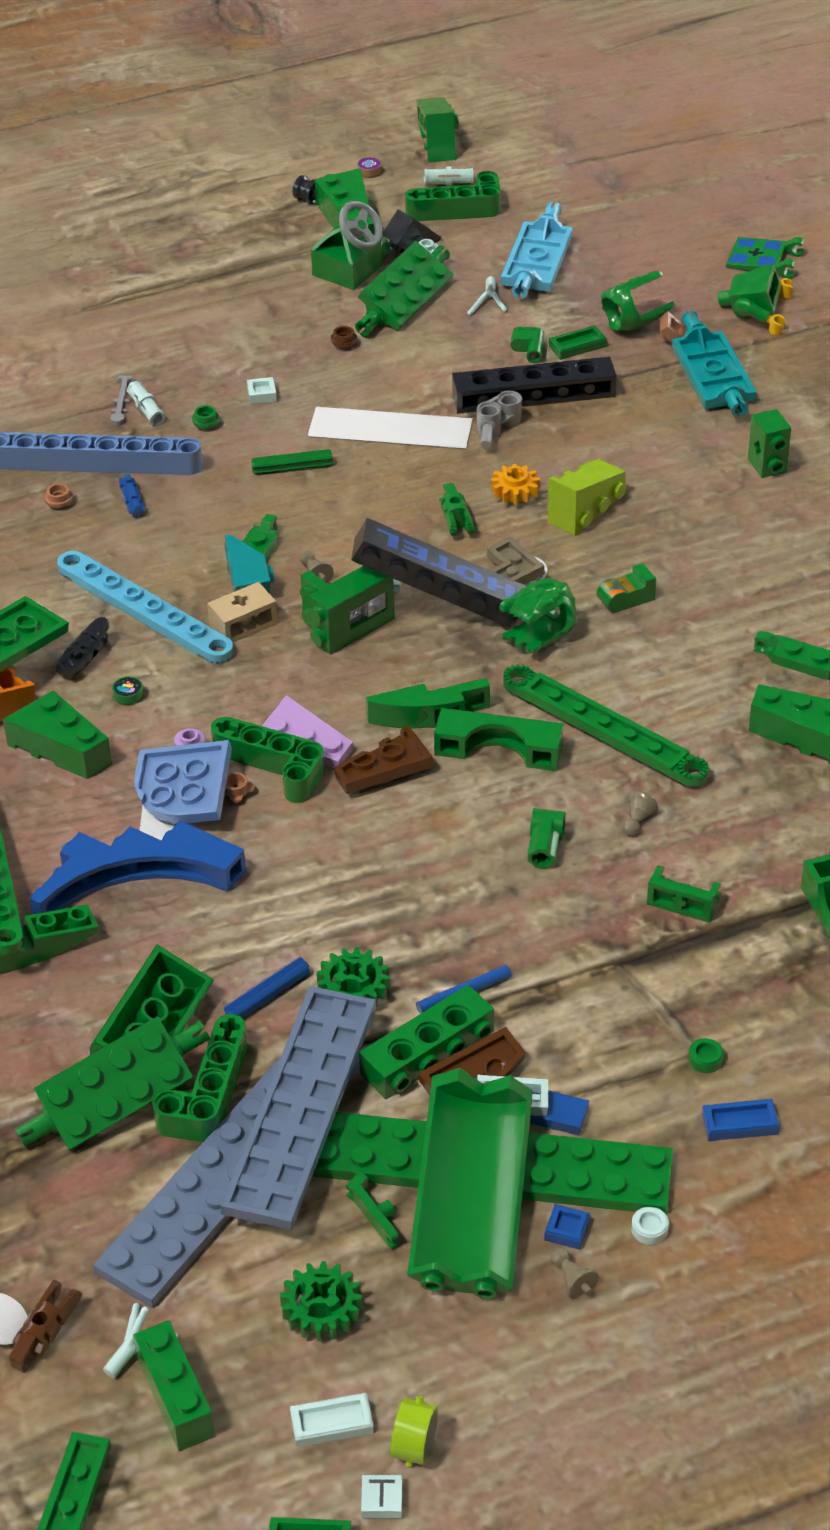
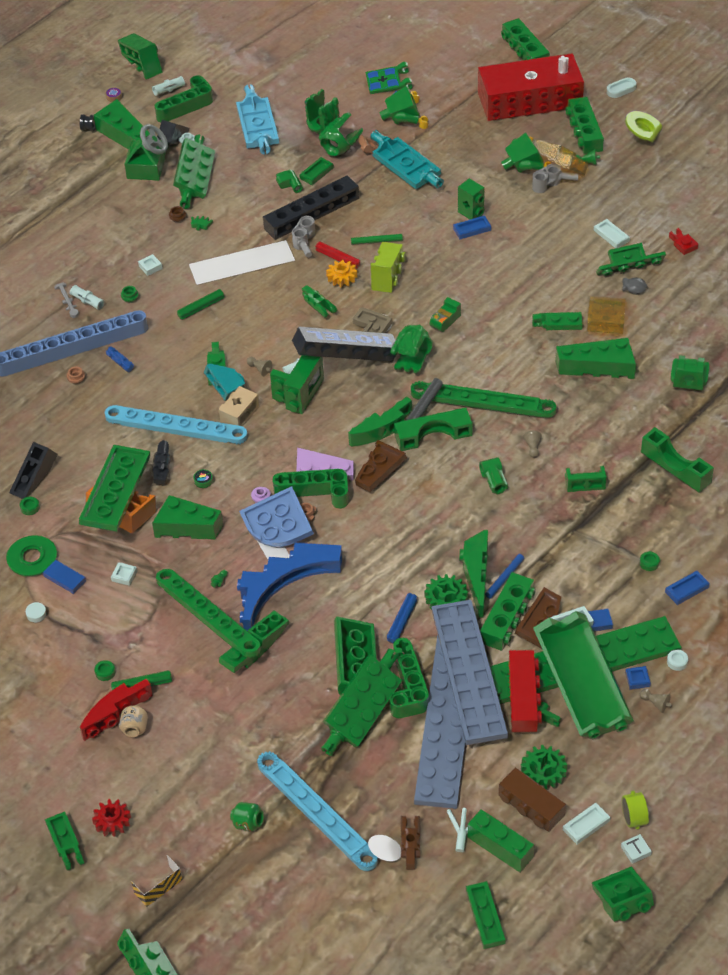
camera: 25 degrees left, 5 degrees up
(46, 834) = (217, 580): none -> green piece
(266, 1344) = (531, 800): none -> reddish brown brick
(360, 1169) = (523, 691): none -> red brick
(369, 360) = (200, 223): none -> green piece
(428, 953) = (475, 567): none -> green wedge
(489, 292) = (244, 154): light aqua plant -> none
(515, 692) = (426, 399): none -> dark grey axle
(528, 457) = (336, 254): none -> red axle
(592, 454) = (375, 239): none -> green bar
(627, 260) = (320, 112): none -> green piece
(753, 485) = (472, 227): none -> blue tile

